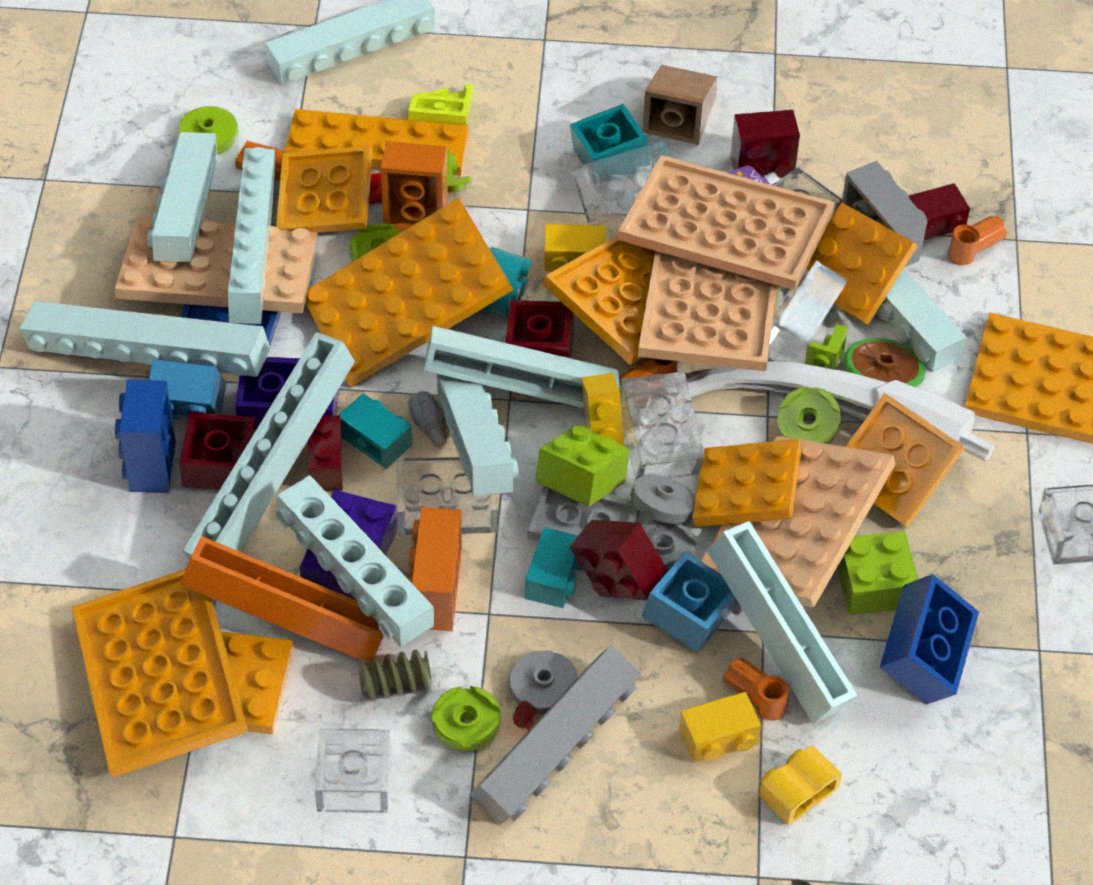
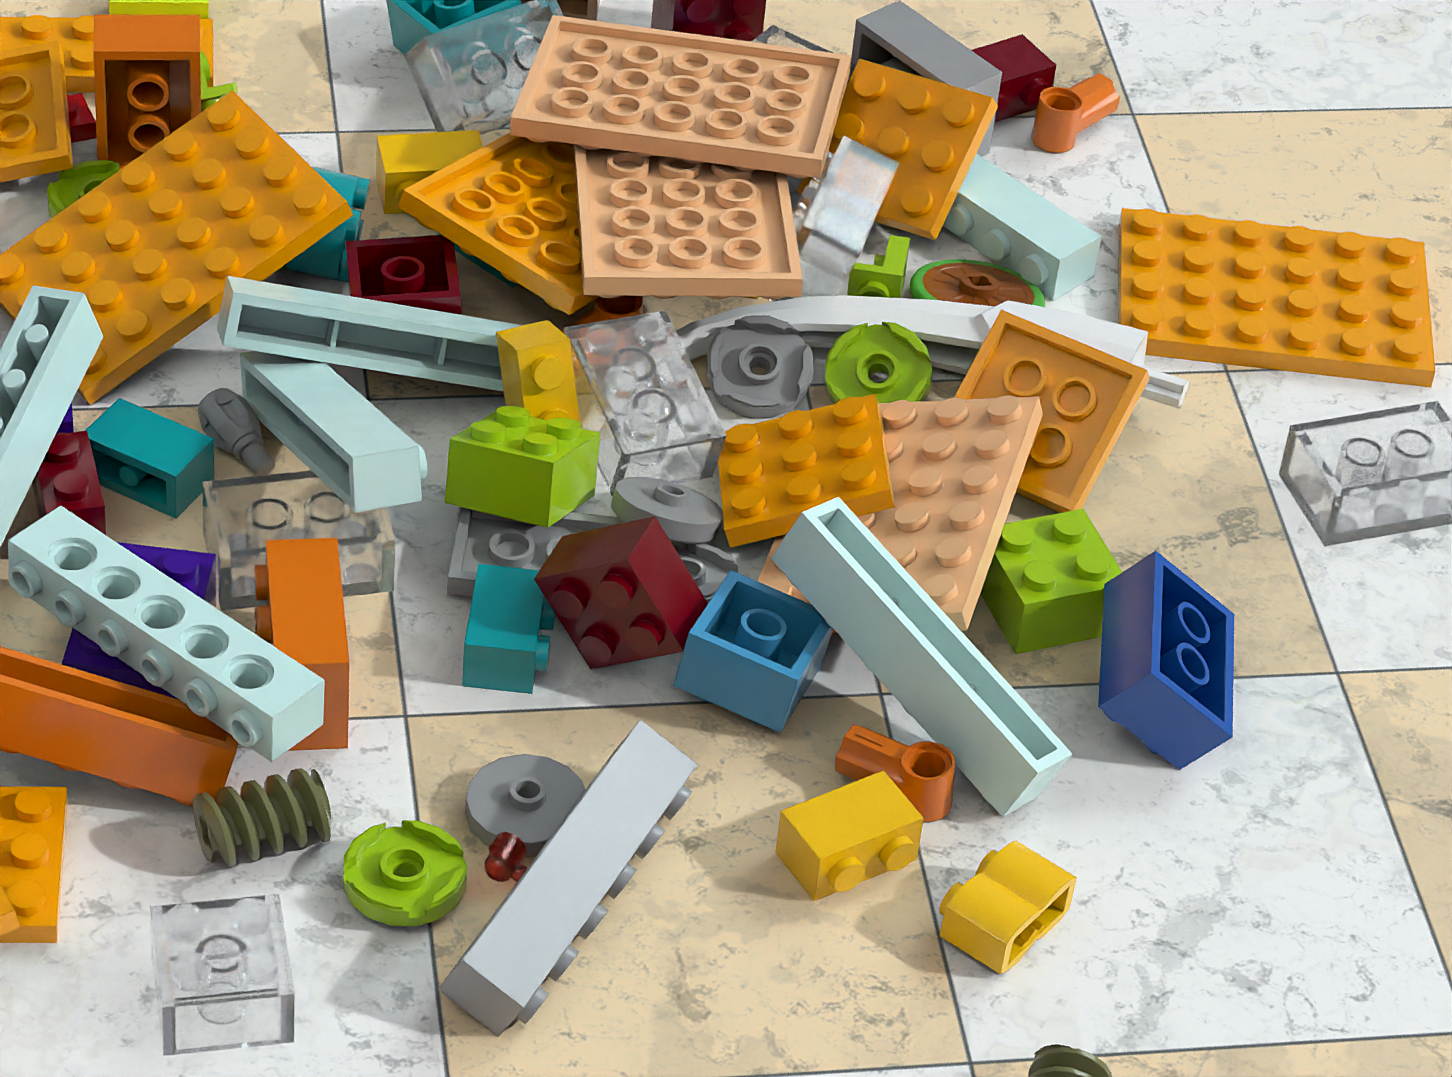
camera: 15 degrees left, 10 degrees down
(734, 390) = (764, 344): none -> light grey plate

